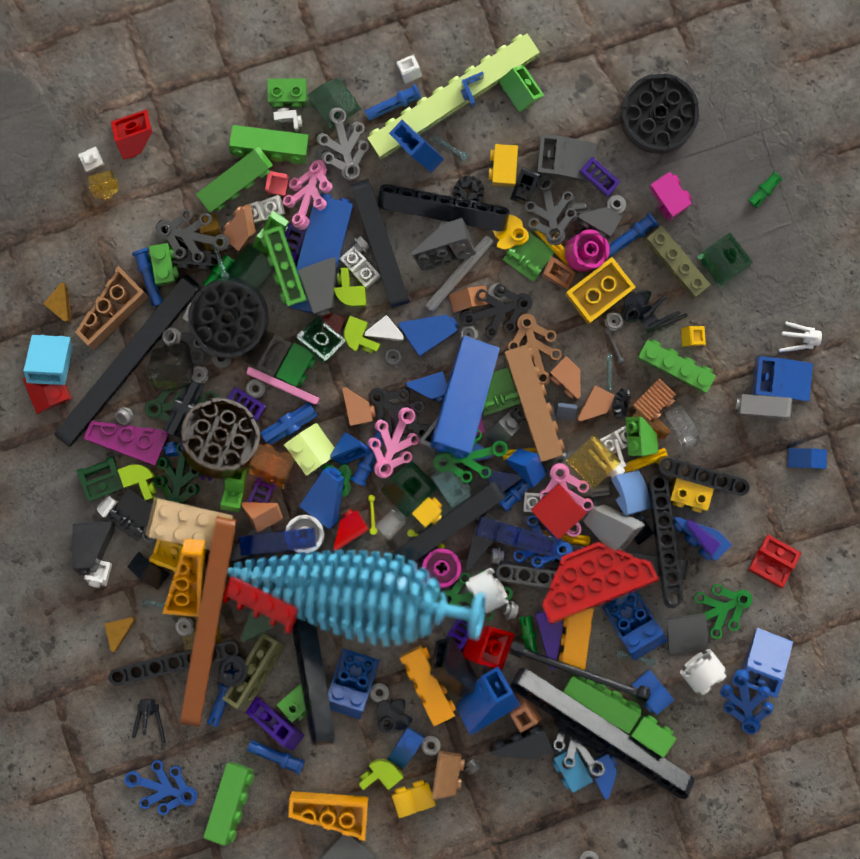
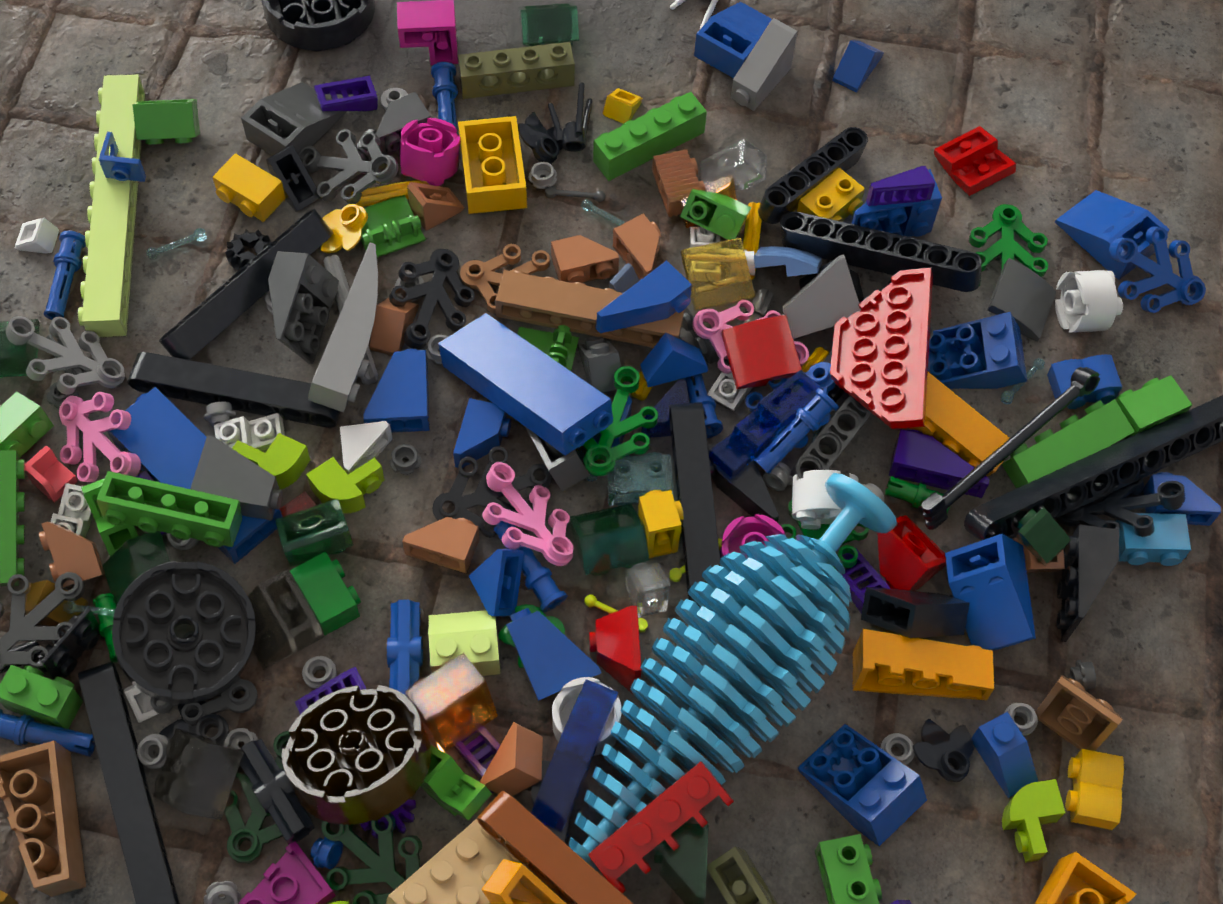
camera: 70 degrees left, 25 degrees down
(283, 386) = (341, 627): bright pink tile -> none
(313, 683) = (832, 827): black beam -> none
(416, 146) = (141, 263): blue slope -> none
(442, 286) = (346, 349): none -> light grey slope
(523, 714) = (1042, 535): none -> dark green slope
(526, 558) = (806, 420): none -> blue pin
(551, 437) = (647, 301): none -> blue slope
(621, 403) = (657, 215): black gear -> none

